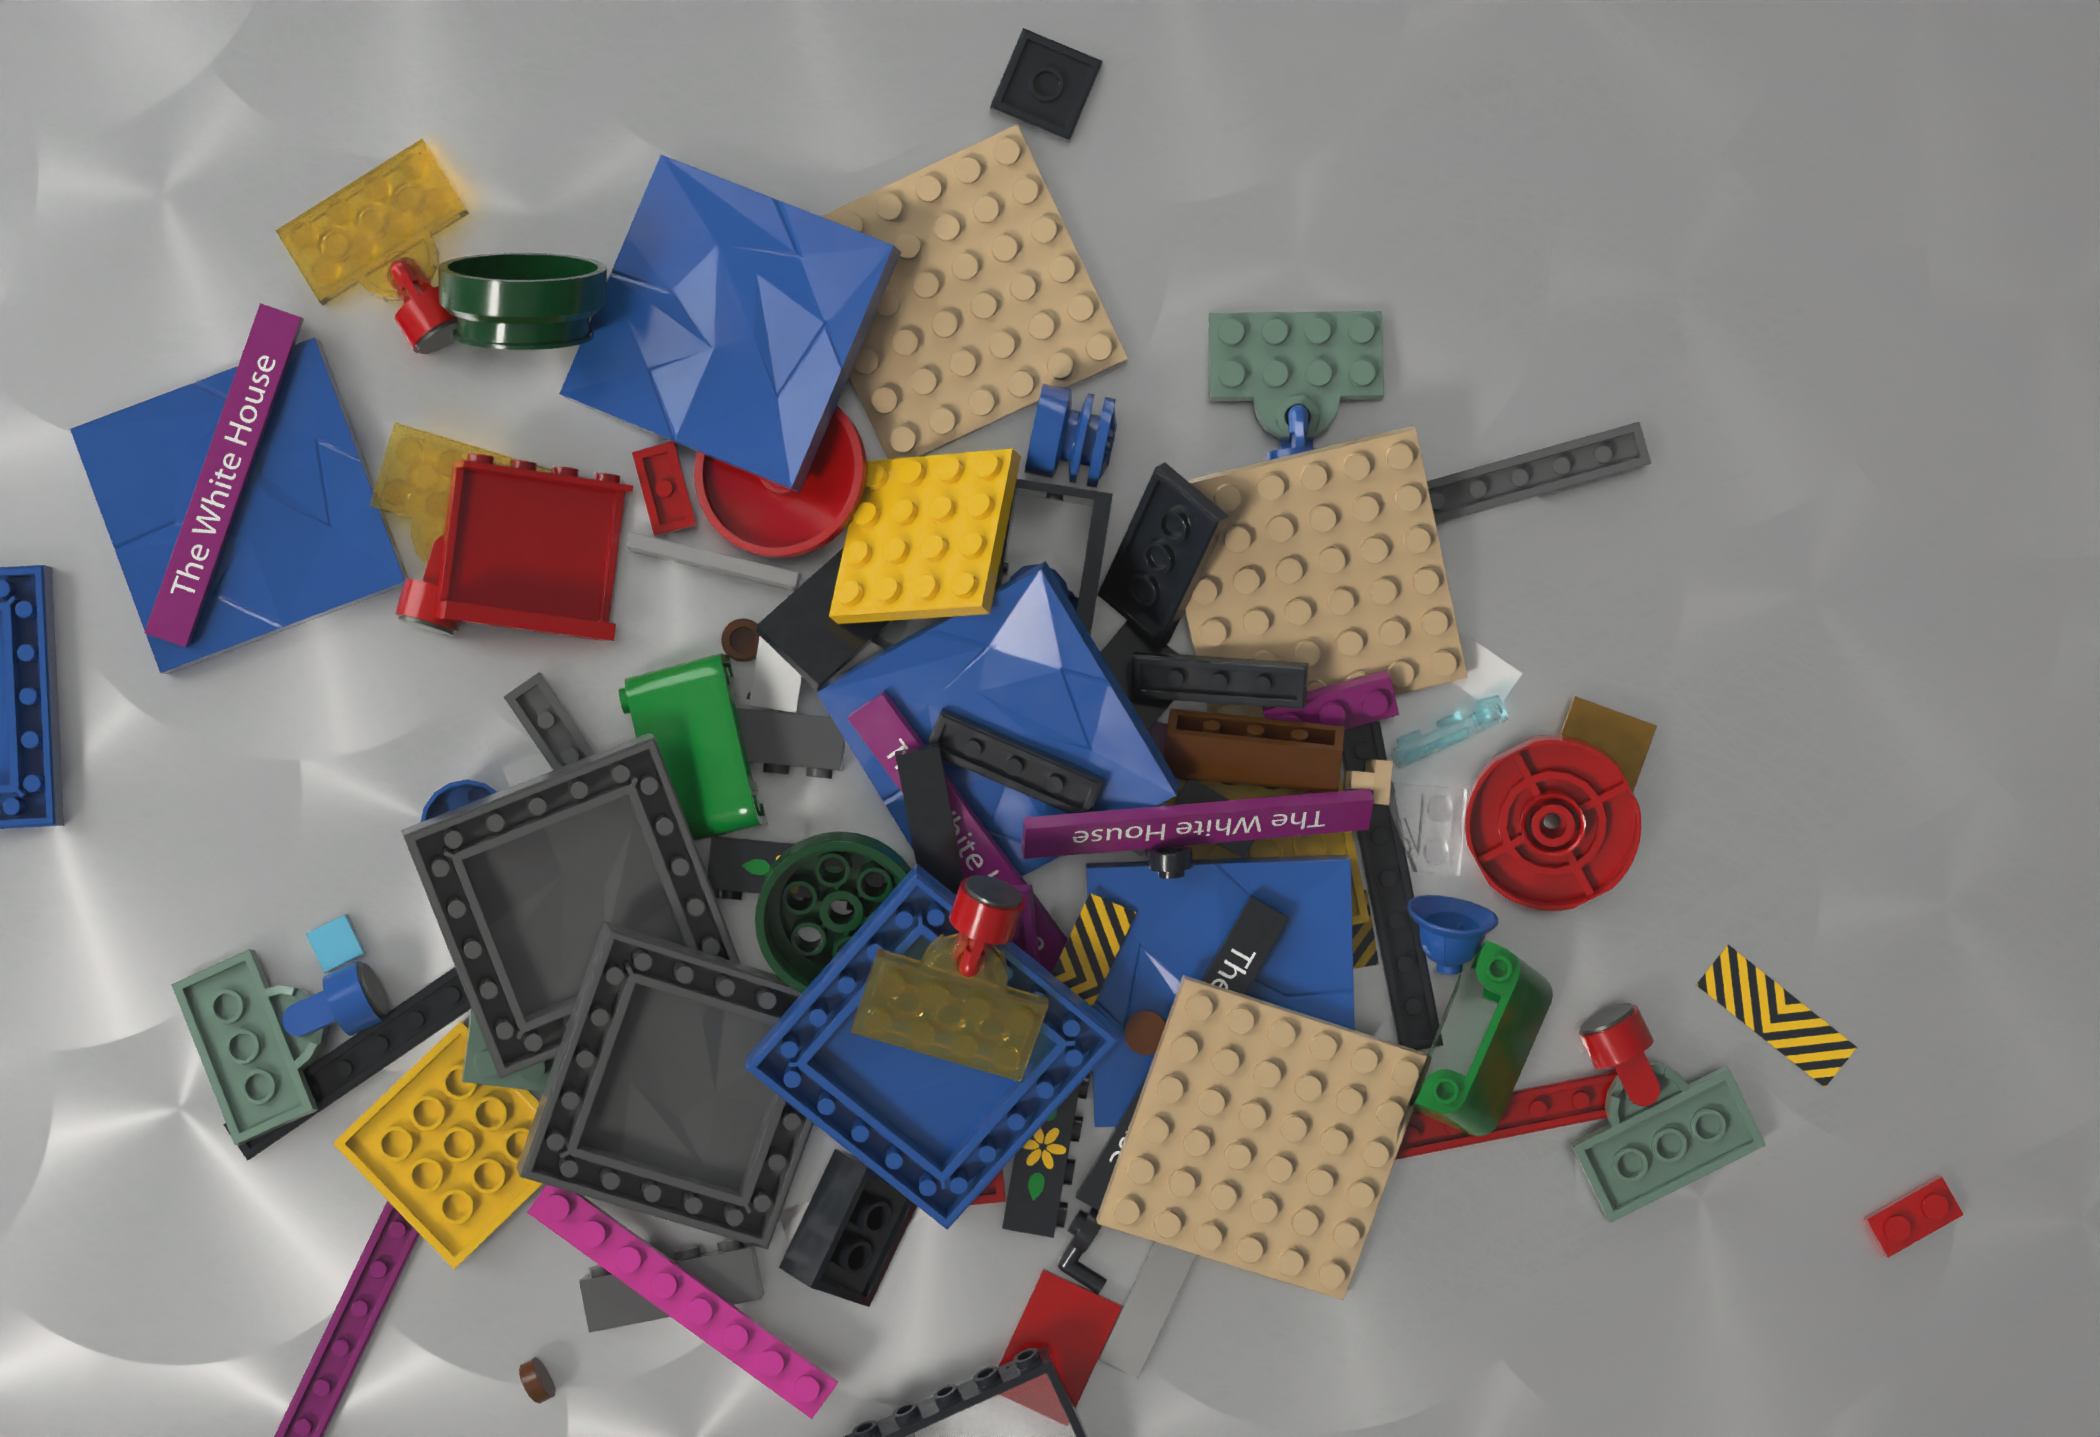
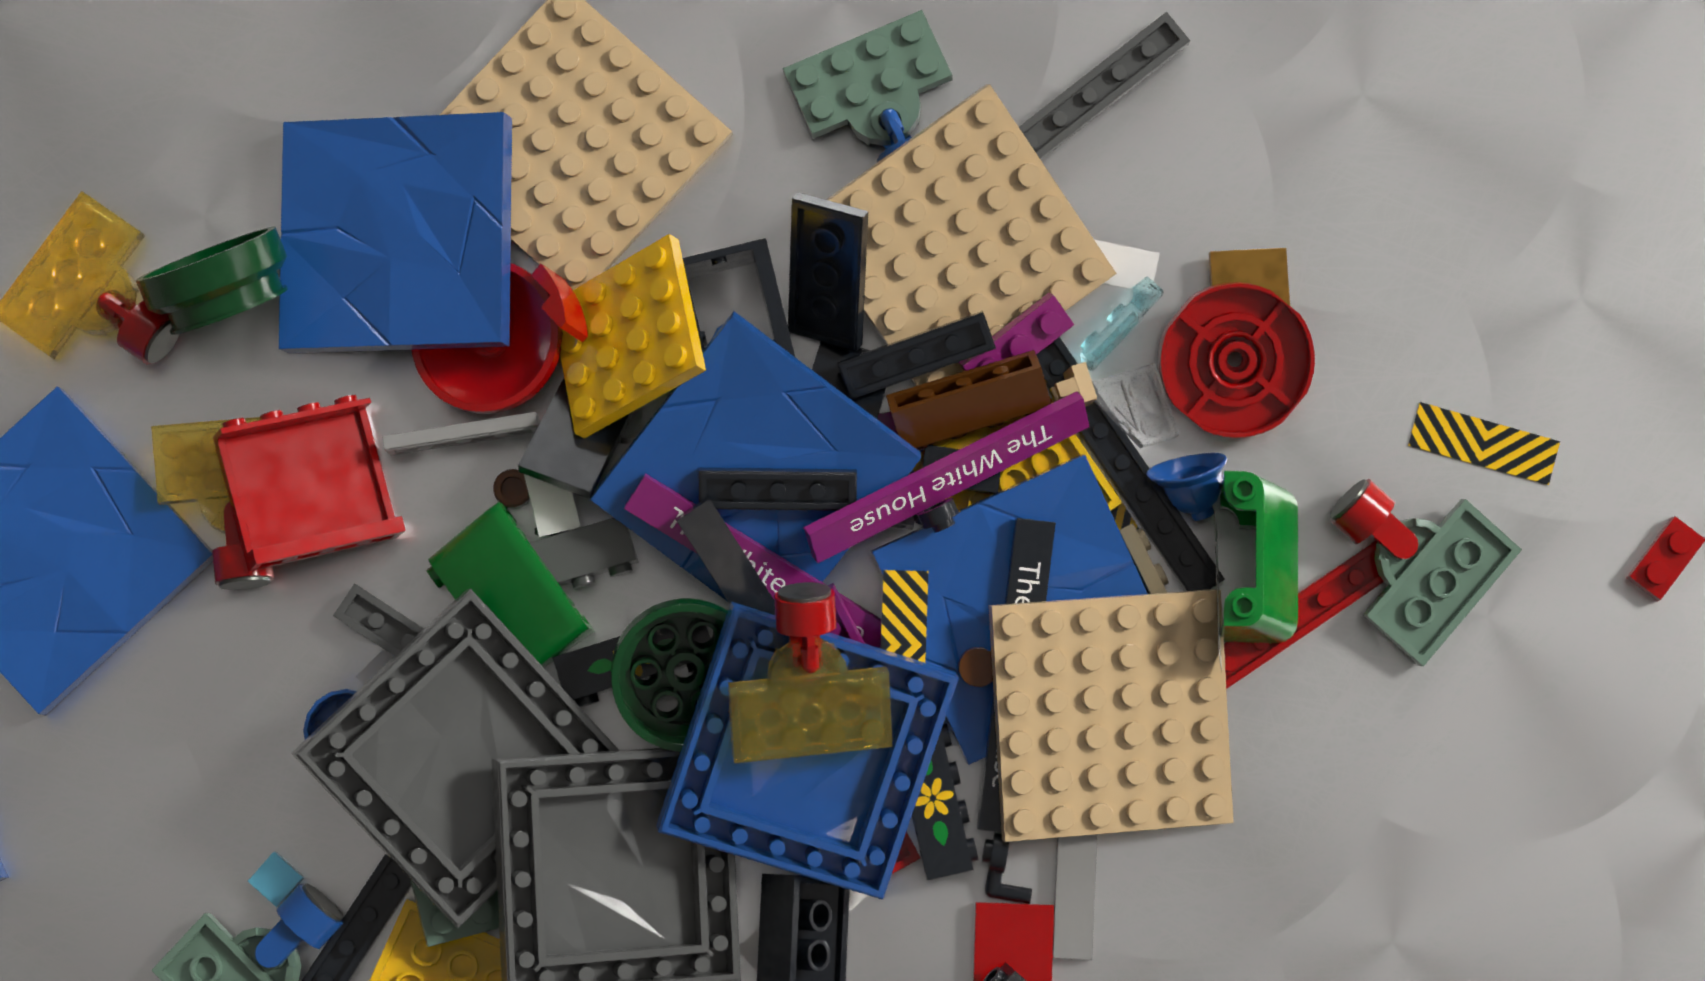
camera: 30 degrees left, 5 degrees down
(224, 475) = (27, 529): magenta tile -> none
(664, 489) = (397, 391): red plate -> none
(872, 475) = (562, 304): none -> red slope
(1070, 436) = (712, 209): blue wheel -> none
(1366, 1010) = (1138, 545): none -> dark tan plate

